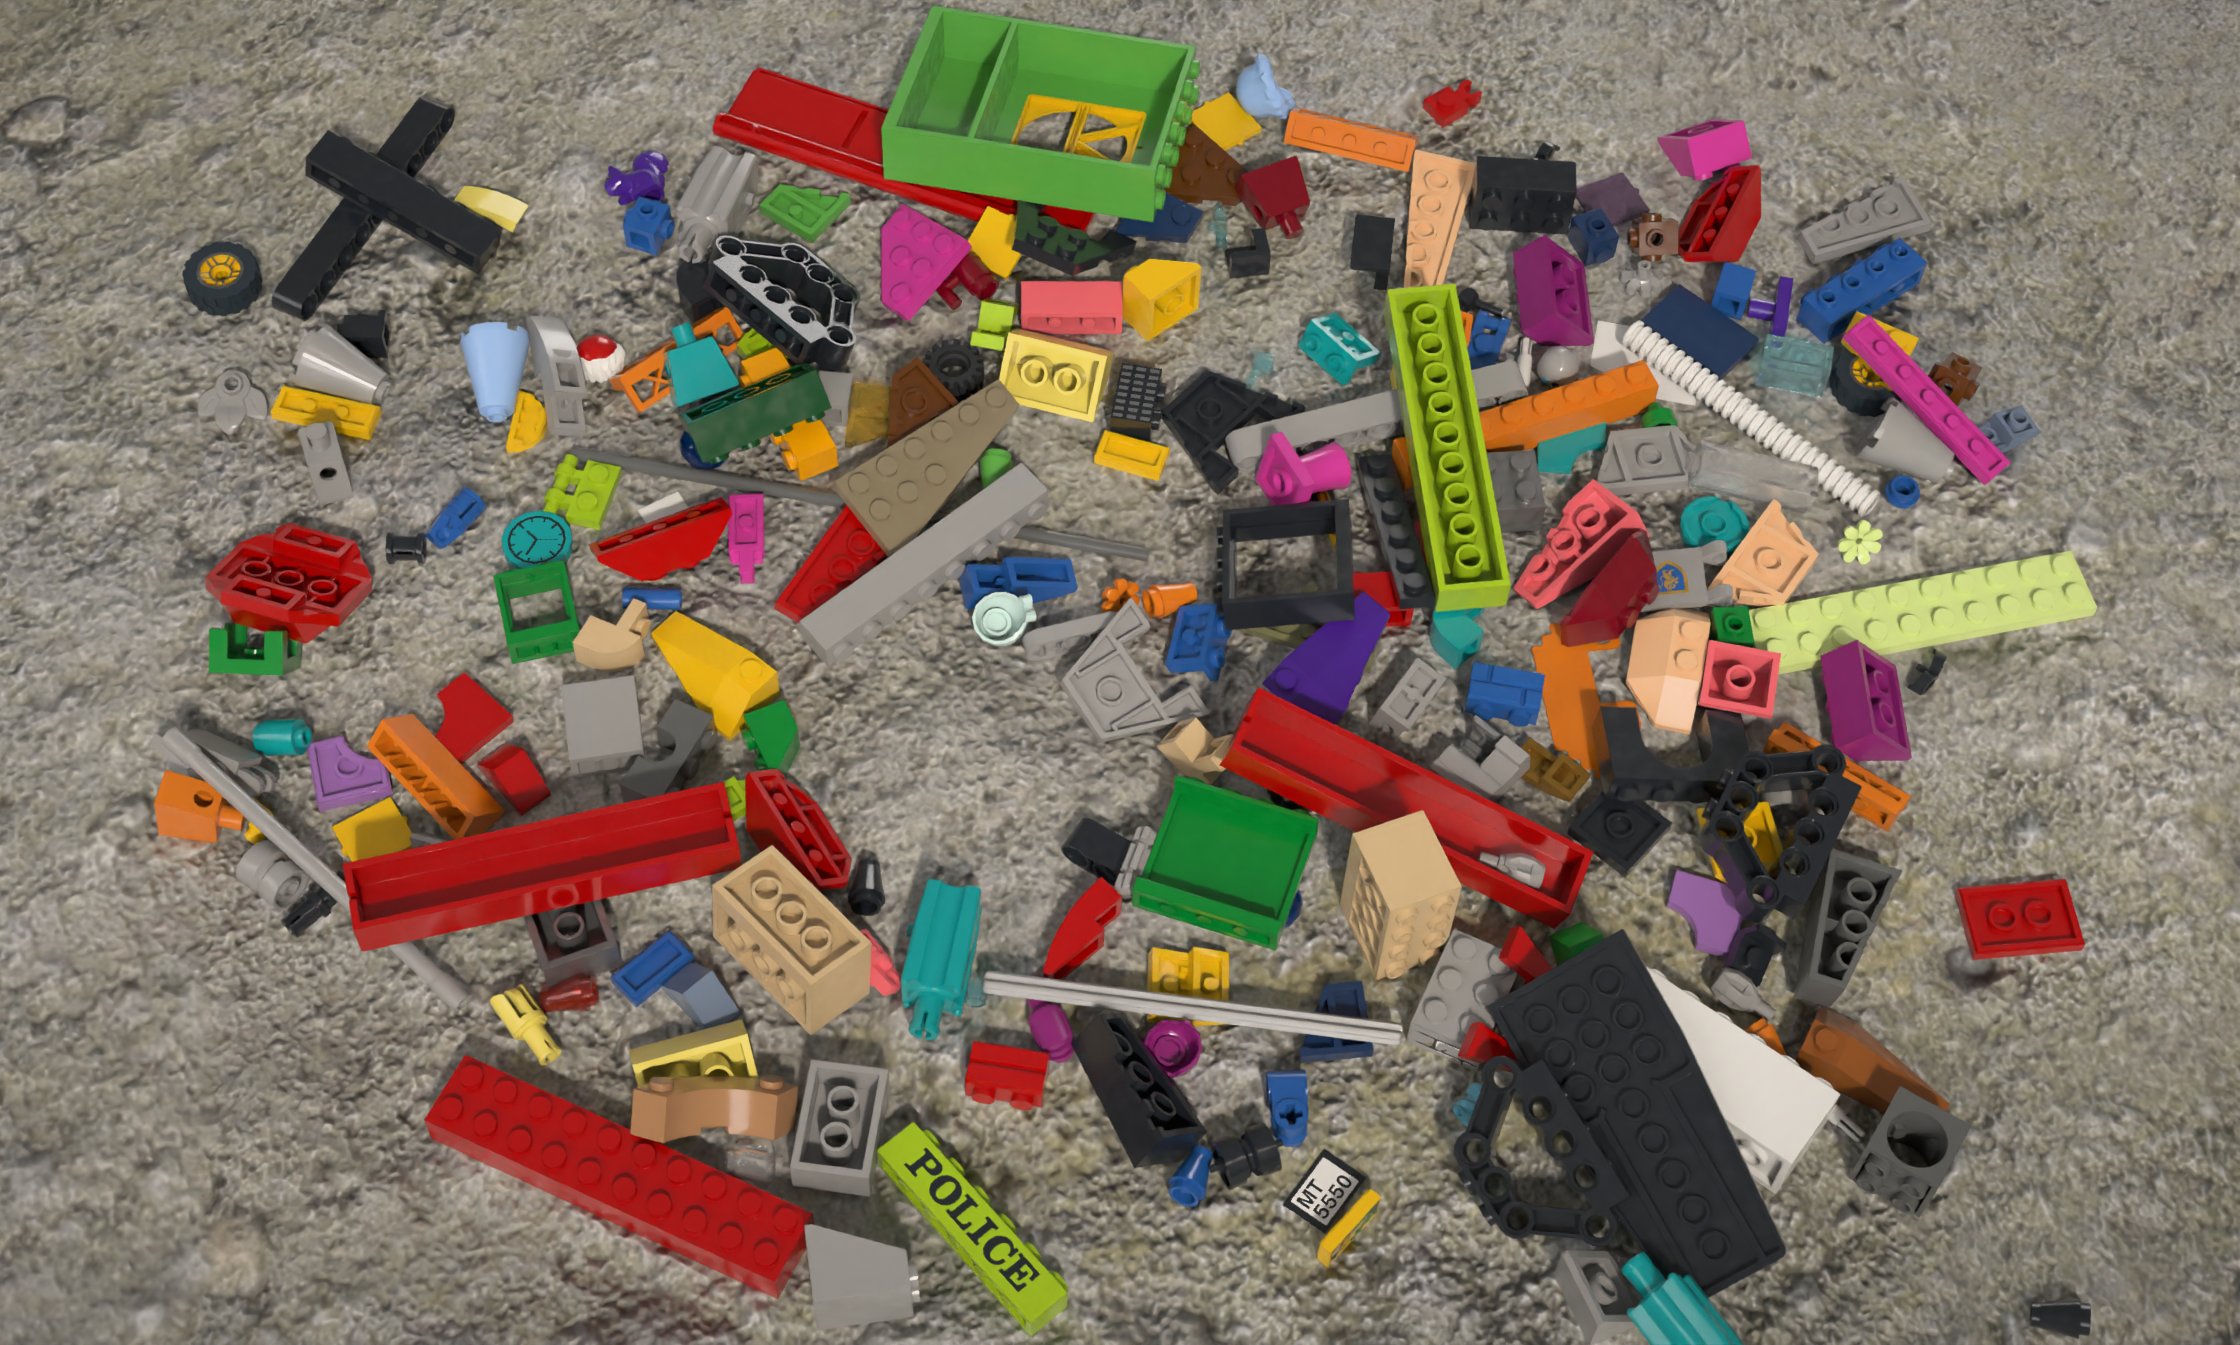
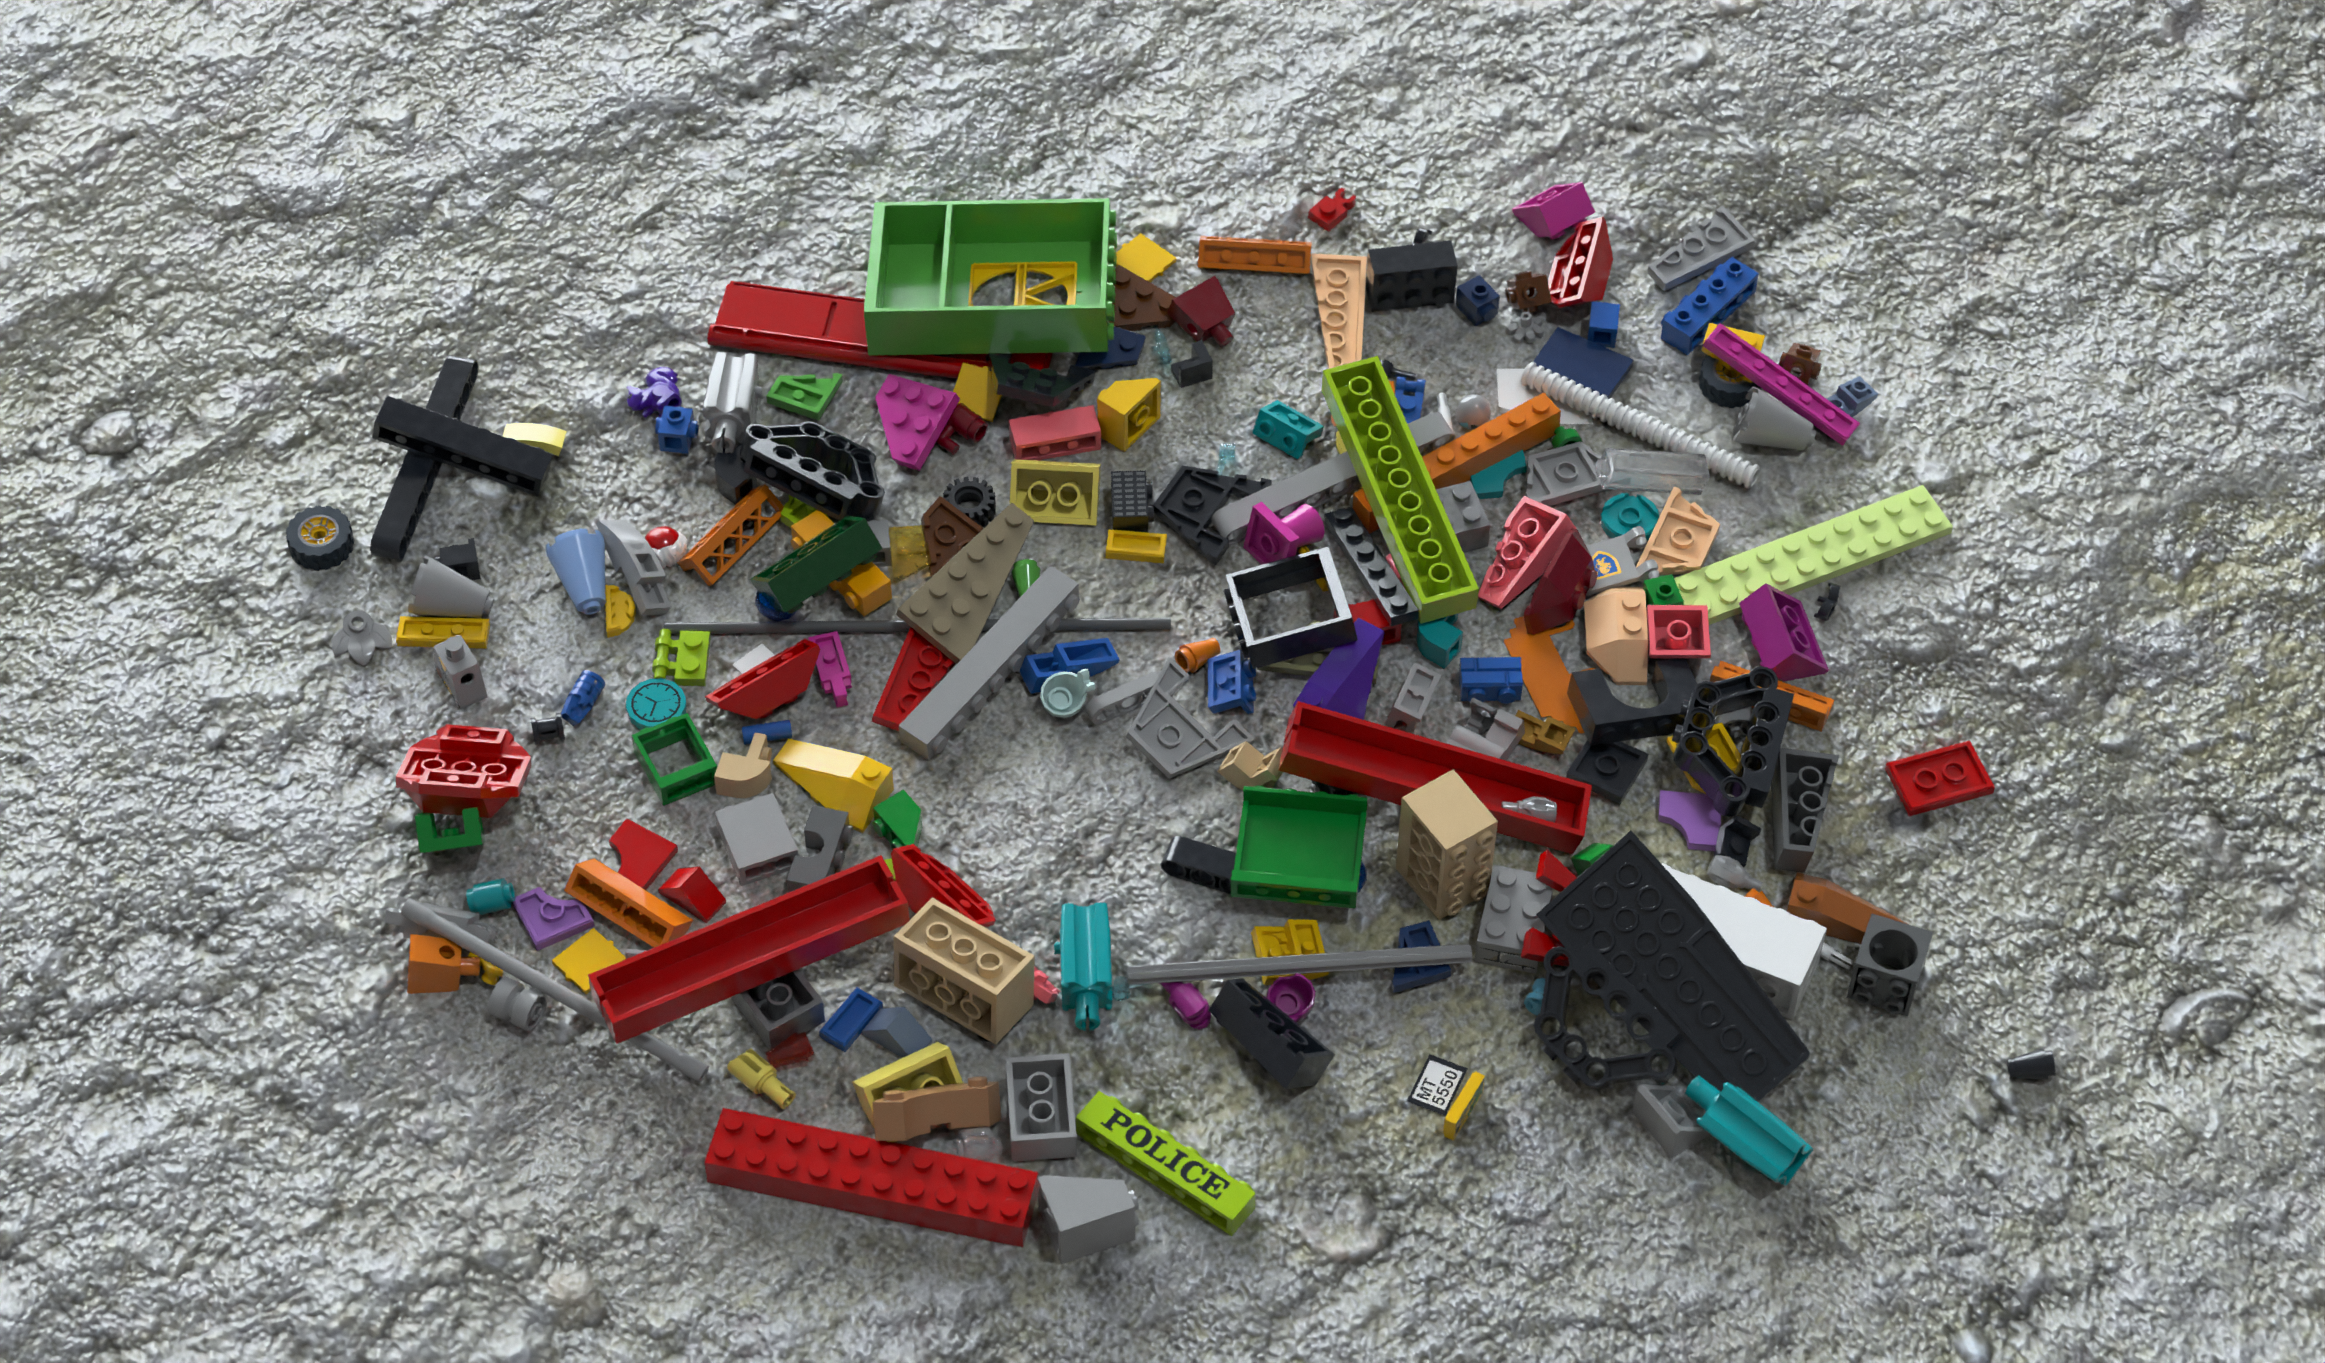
camera: 10 degrees left, 5 degrees down
(308, 912) = (559, 1022): black pin -> none
(695, 367) = (752, 538): teal torso -> none
(867, 889) = (1010, 923): black cone -> none
(994, 323) = (993, 459): lime slope -> none
(1007, 1075) = (1163, 1044): red brick -> none
(1082, 930) = (1196, 921): red slope -> none
(1117, 597) = (1156, 659): orange plant -> none
(1135, 859) = (1225, 859): light grey axle -> none
(1191, 1178) = (1330, 1093): blue cone -> none
(1239, 1158) = (1366, 1069): black wheel -> none
(1259, 92) = (1169, 227): light blue hair -> none
(1288, 1102) = (1393, 1025): blue piece -> none
(1373, 247) = (1296, 341): black panel -> none
(1552, 295) = (1454, 354): magenta slope -> none
(1615, 197) = (1488, 264): clear purple piece -> none
(1776, 310) = (1641, 335): dark purple tile -> none
(1794, 365) = (1667, 376): clear light blue panel -> none
(1859, 542) = (1751, 508): yellowish green plant -> none
(1904, 485) = (1777, 462): blue plate -> none

